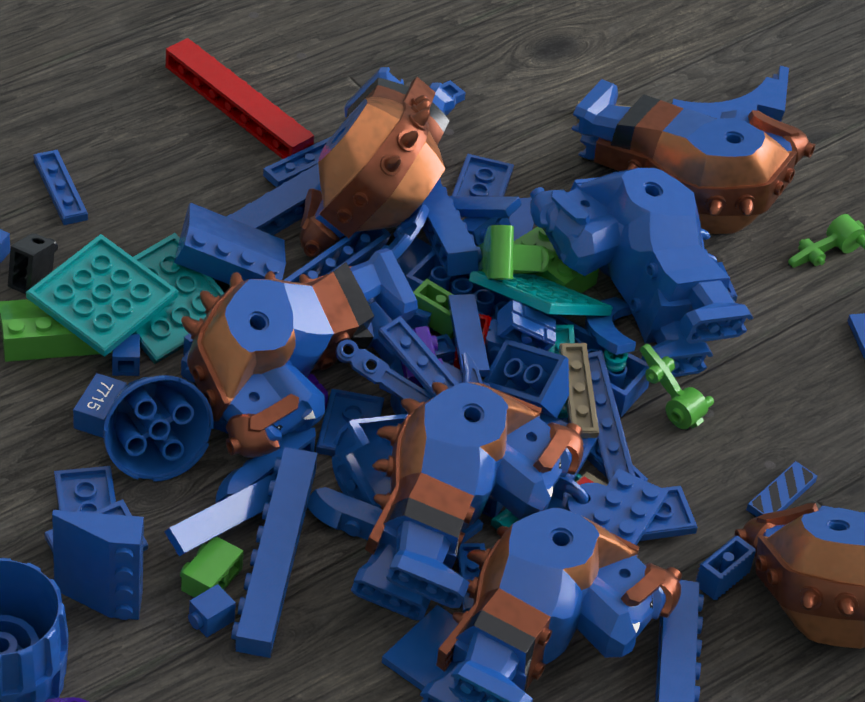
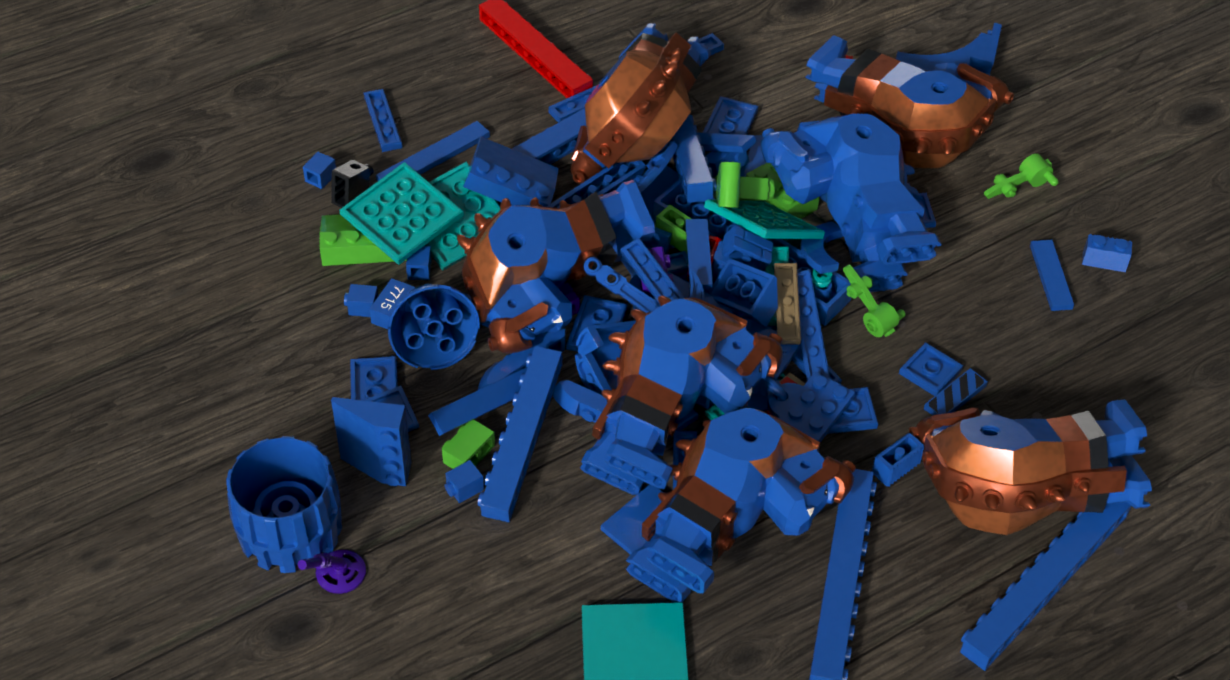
camera: 10 degrees right, 5 degrees up
(59, 400) = (360, 299): none -> blue brick
(138, 221) = (443, 149): none -> blue tile
(749, 464) = (930, 369): none -> blue tile

